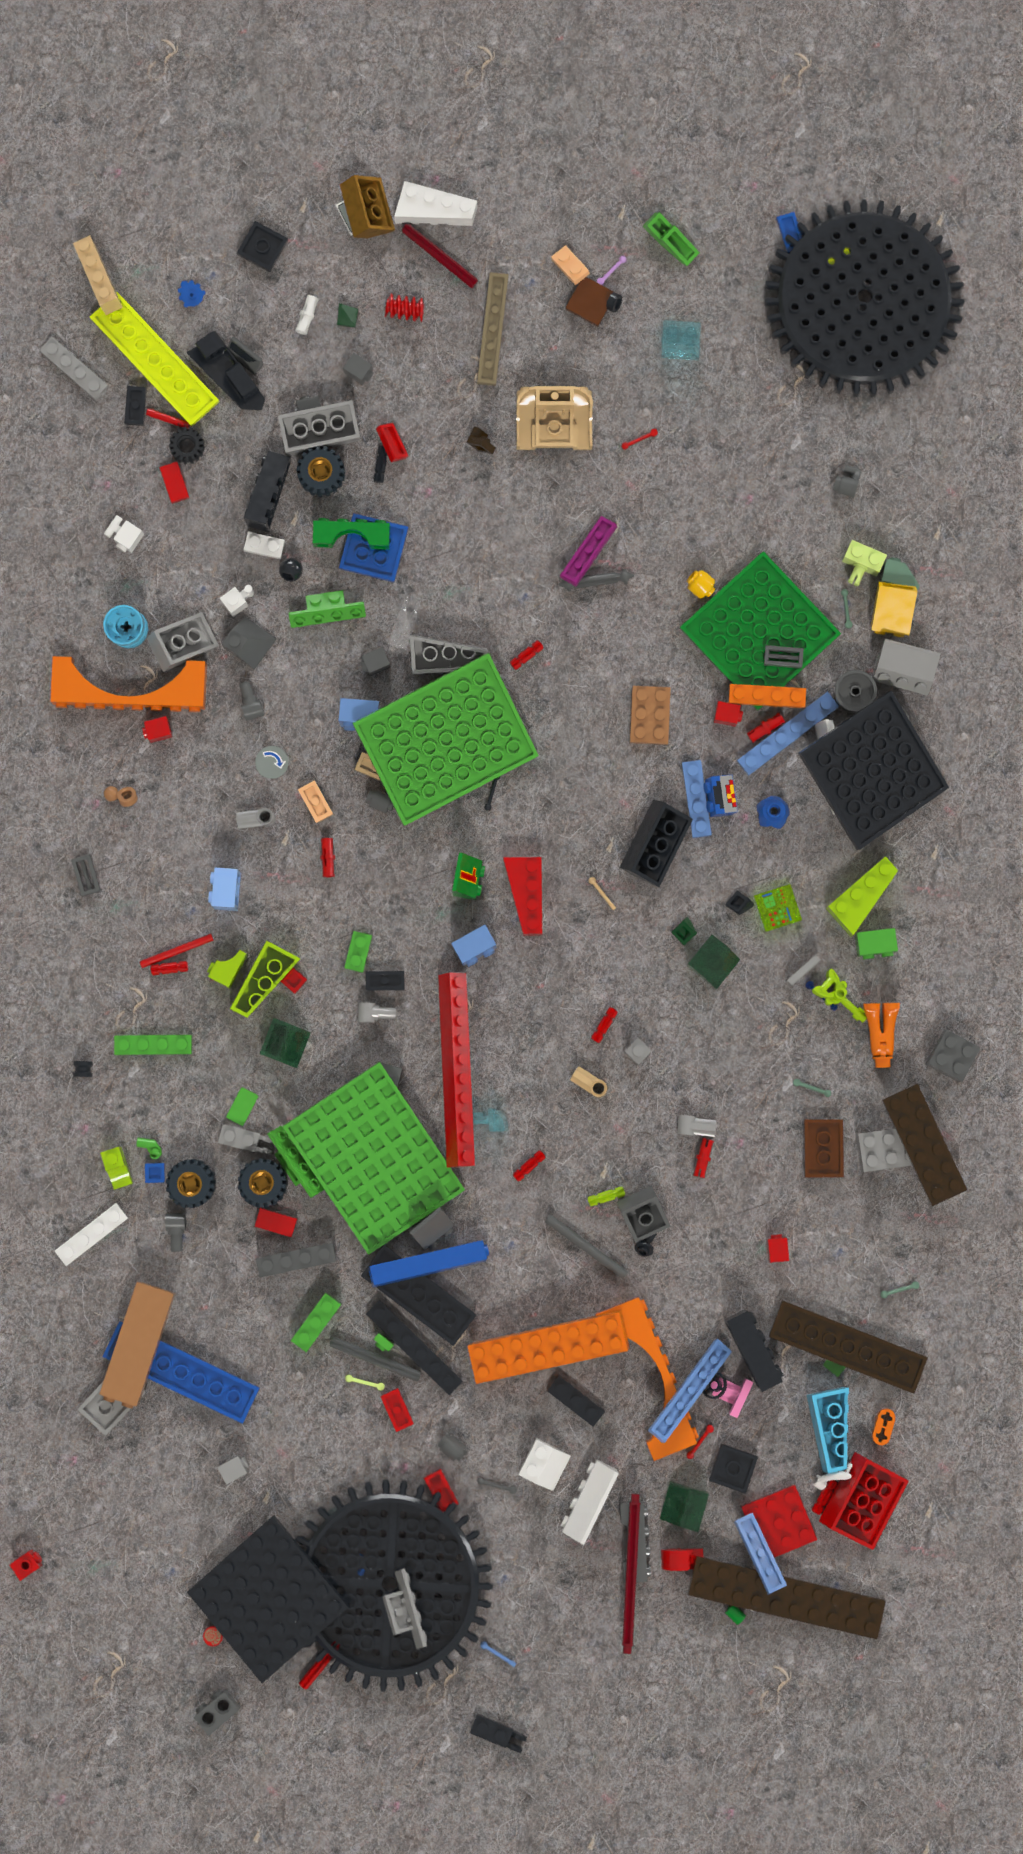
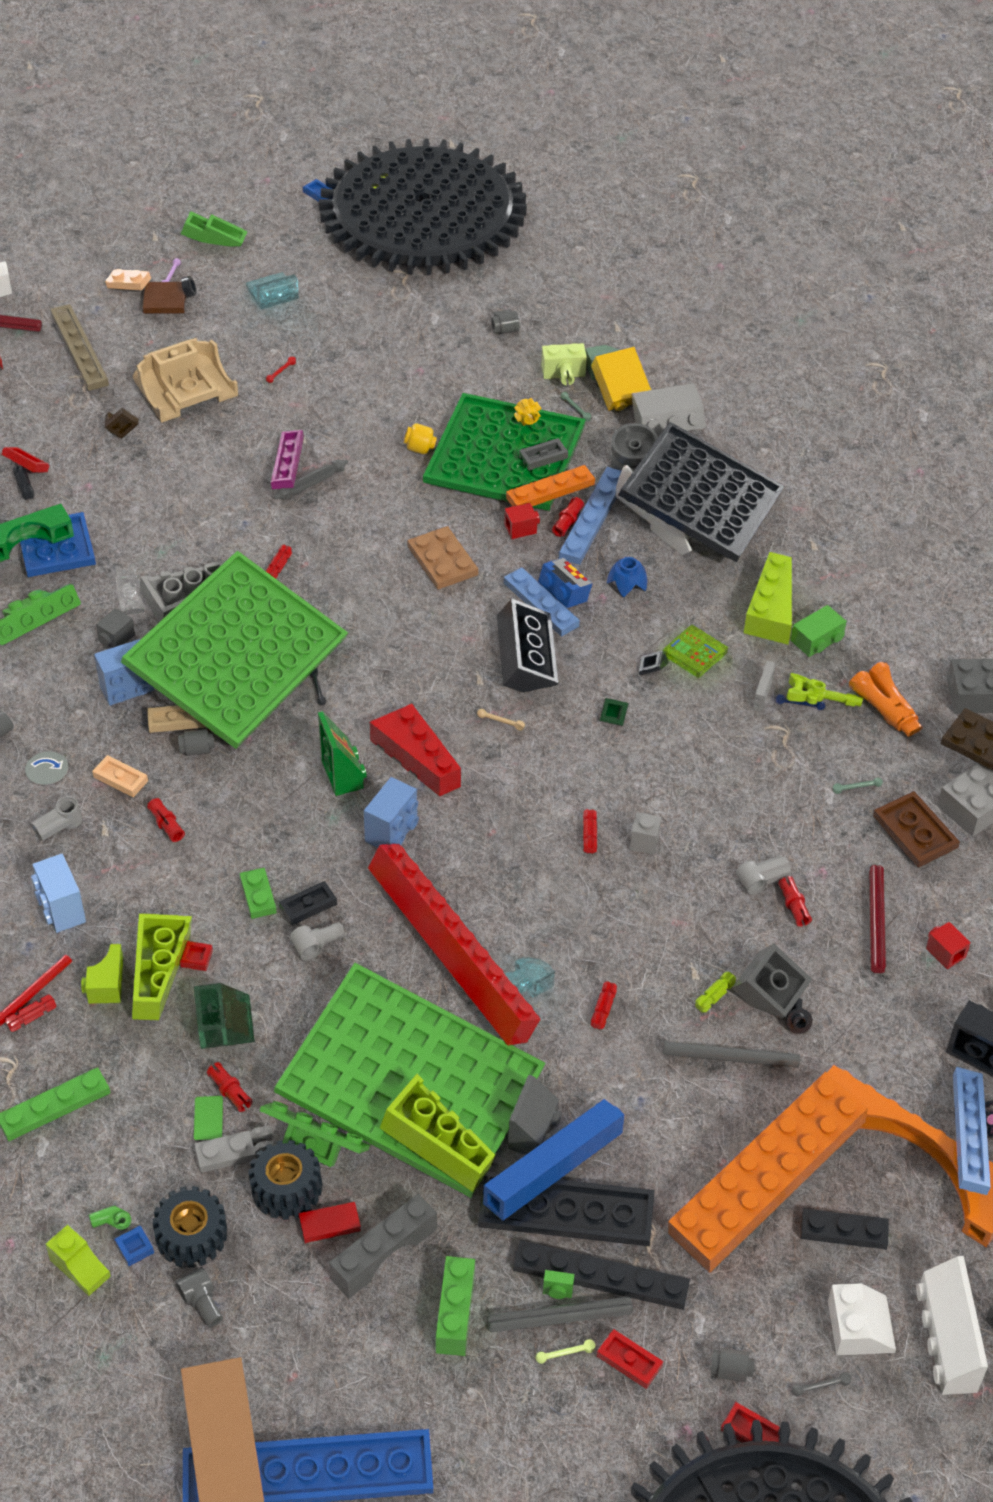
camera: 30 degrees left, 35 degrees down
(91, 1234) = (84, 1365): white plate -> none
(264, 1094) = (229, 1087): none -> red pin
(361, 1210) = (437, 1135): none -> lime wedge
(587, 1081) = (622, 888): tan piece -> none
(713, 961) = (664, 720): clear green slope -> none
(748, 1201) = (877, 919): none -> dark red axle
(795, 608) = (527, 411): none -> yellow gear

